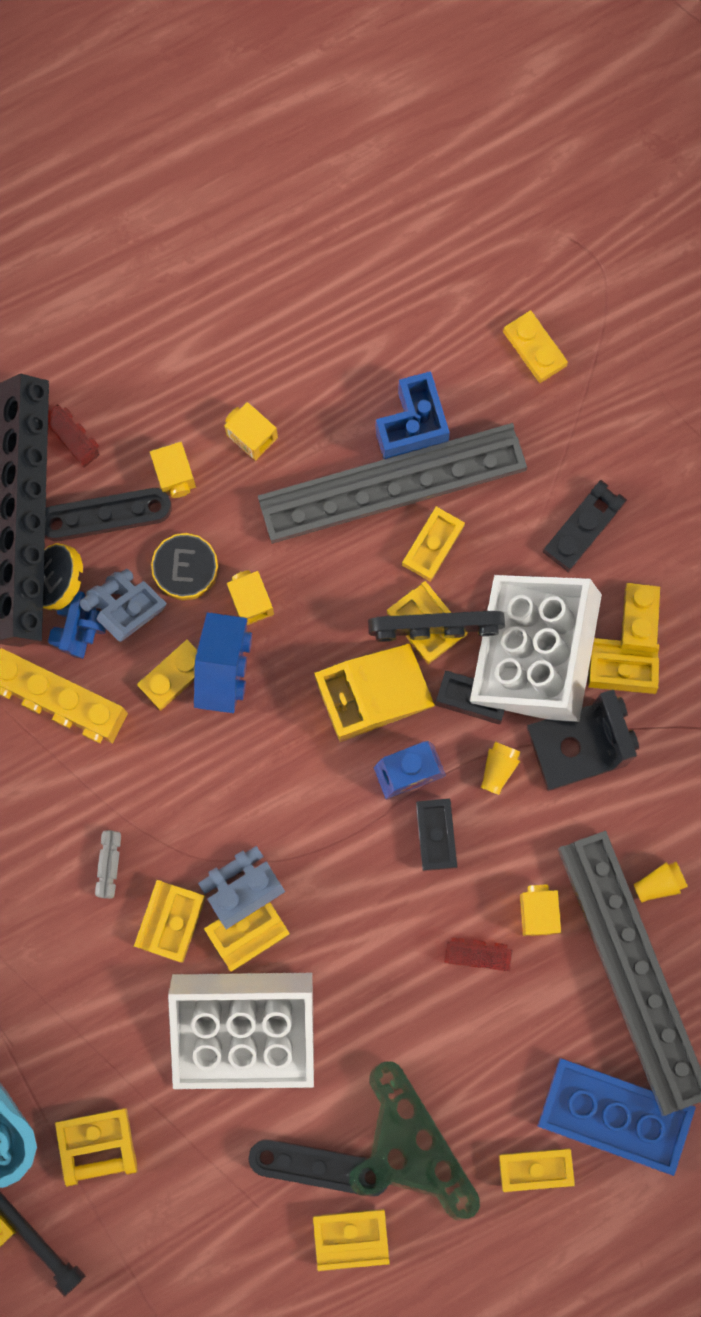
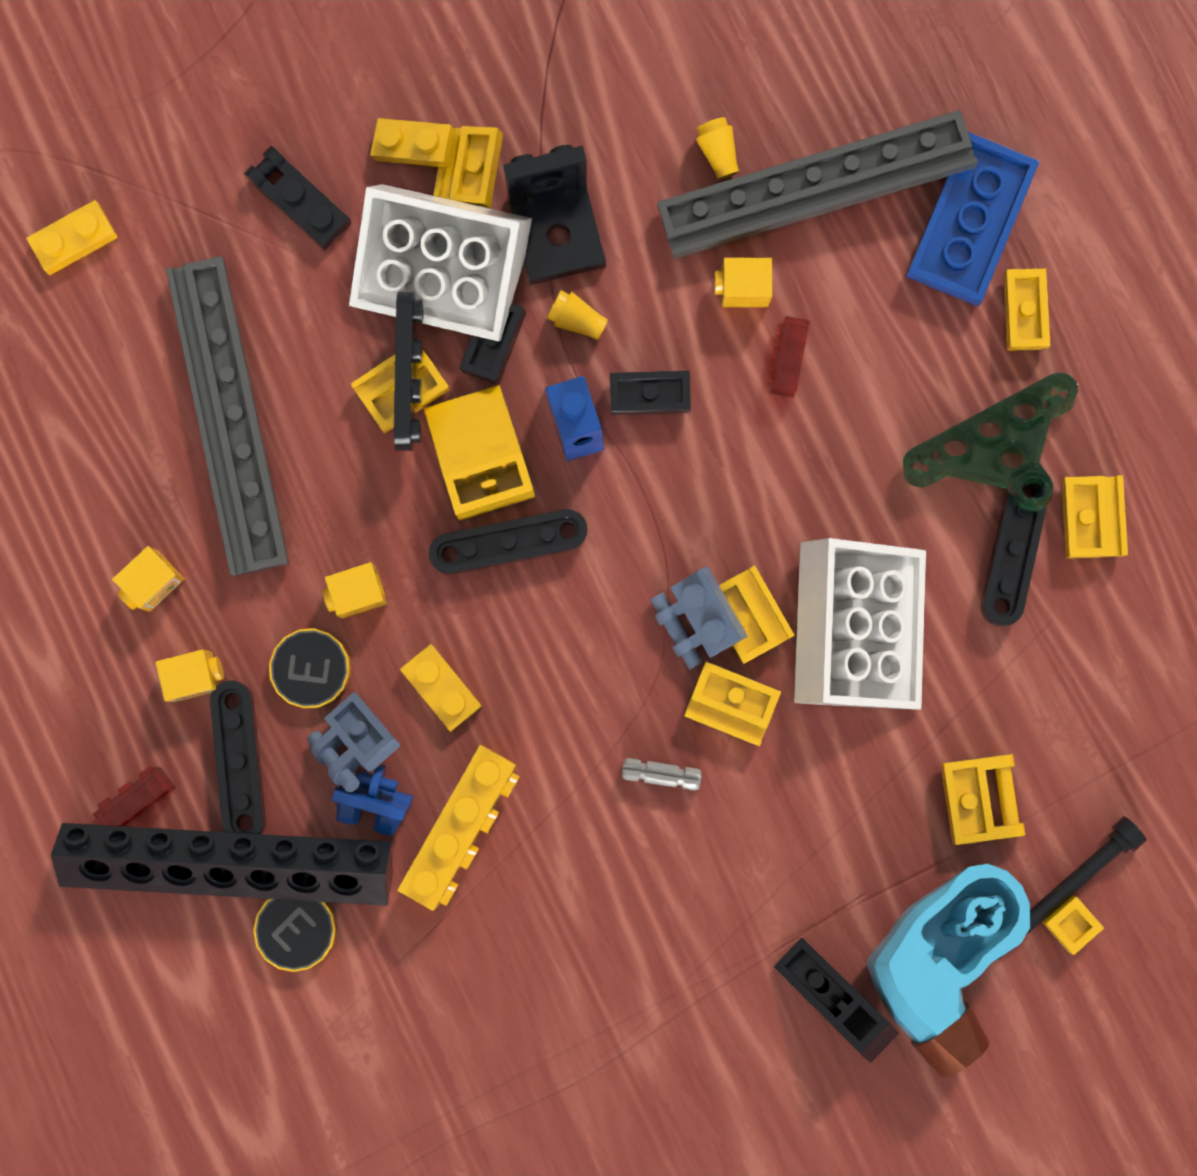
camera: 90 degrees left, 5 degrees up
(60, 575) = (311, 815): tile -> none
(221, 663) = (433, 625): blue brick -> none
(299, 722) = (508, 541): none -> black plate
(420, 423) = (152, 372): blue brick -> none
(433, 544) = (306, 372): yellow plate -> none

